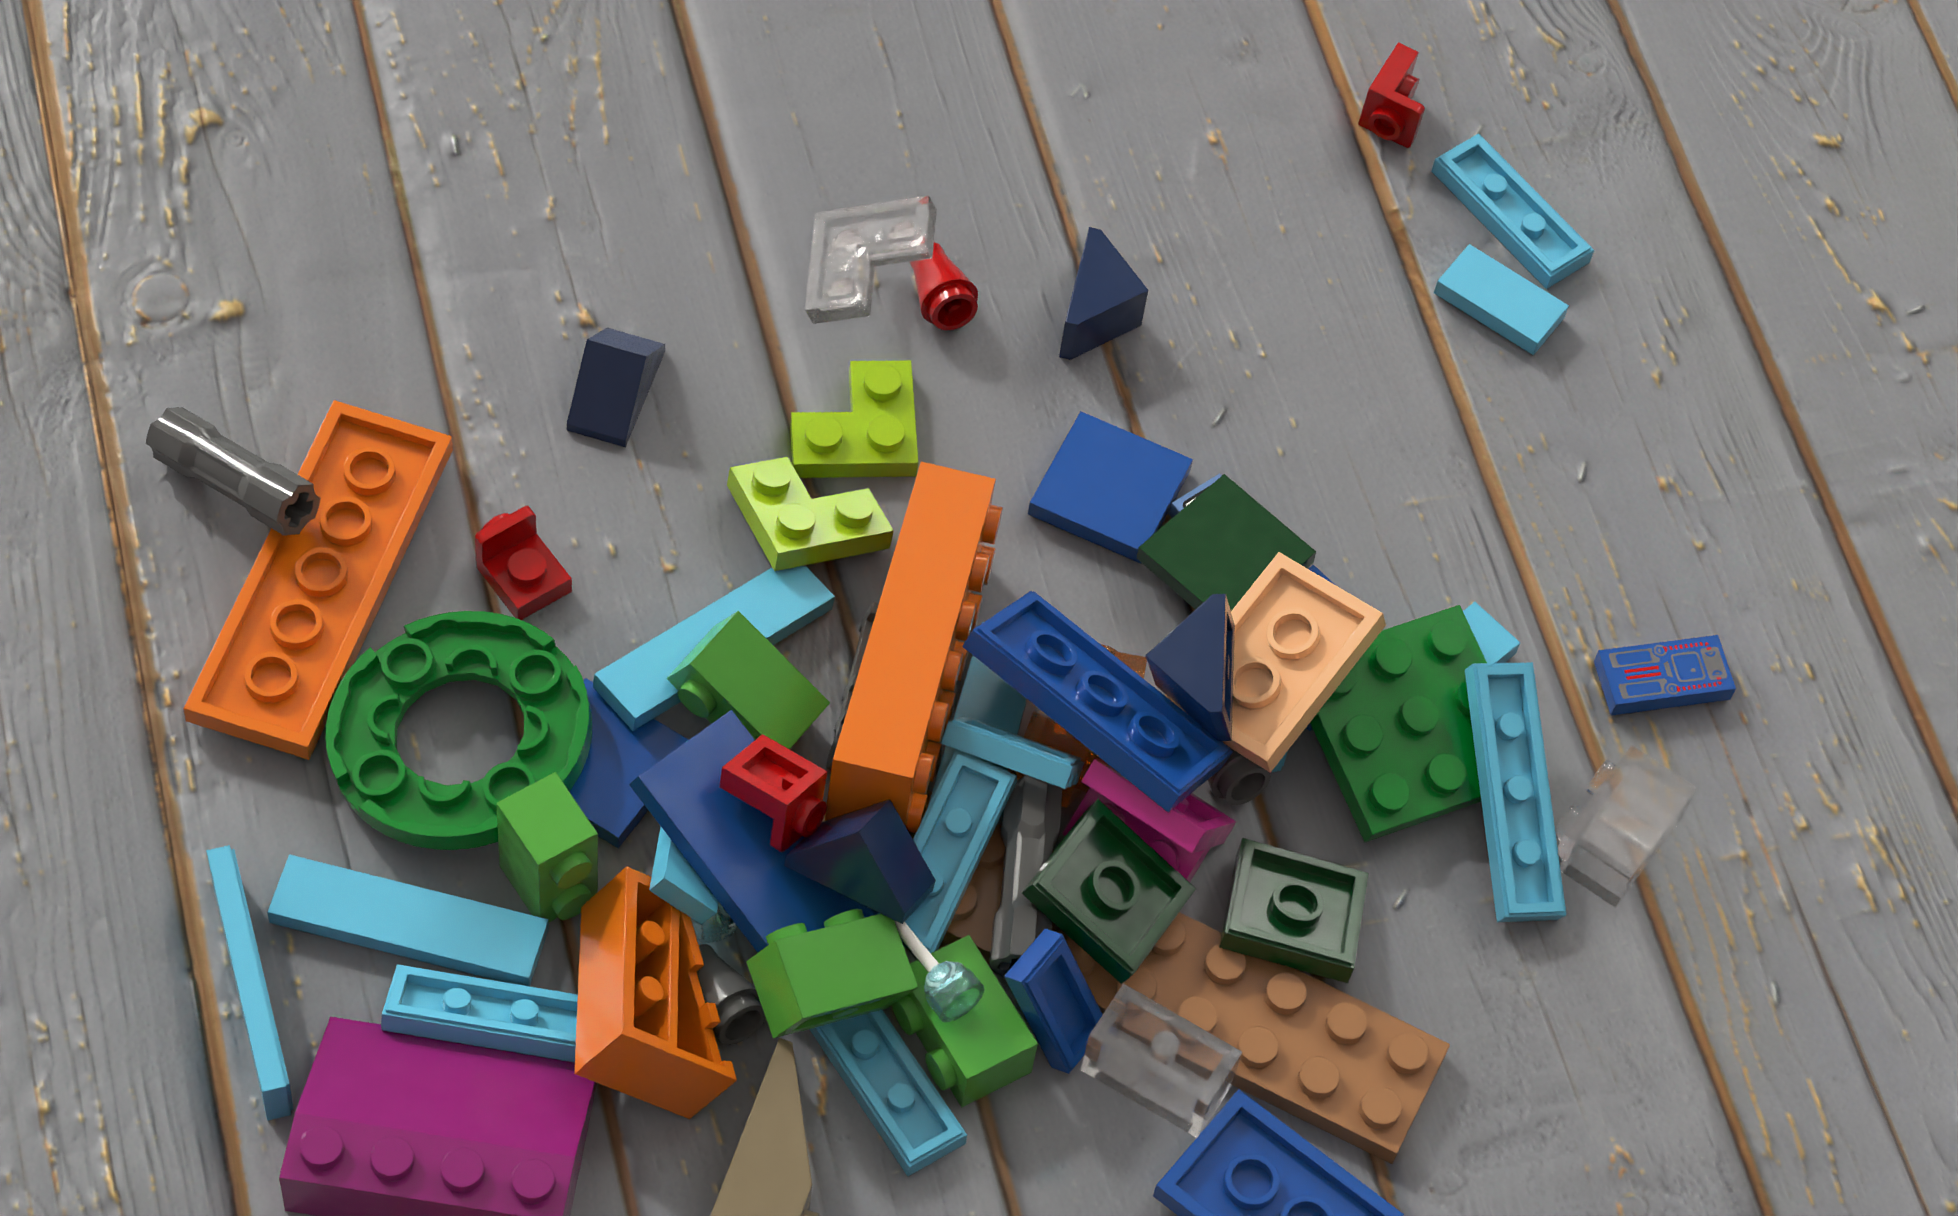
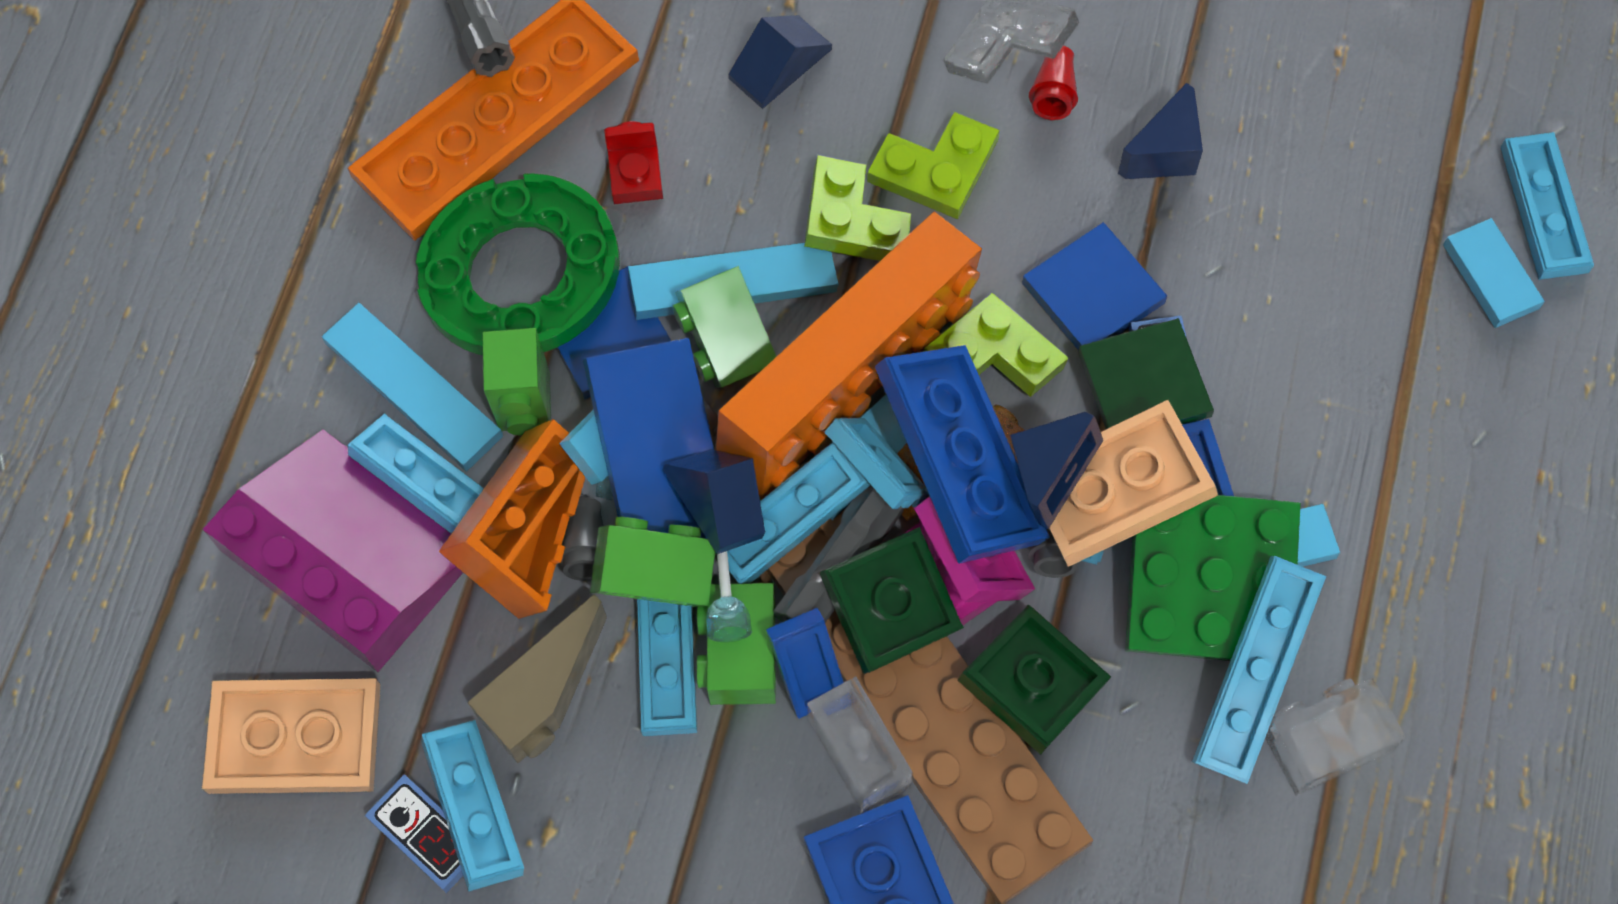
camera: 40 degrees right, 10 degrees up
(250, 983) = (279, 379): medium azure tile -> none
(780, 787) = (684, 411): red bracket -> none
(1065, 579) = (1007, 341): none -> lime plate
(1389, 101) = (1495, 73): red bracket -> none
(1664, 675) = (1446, 631): blue tile -> none

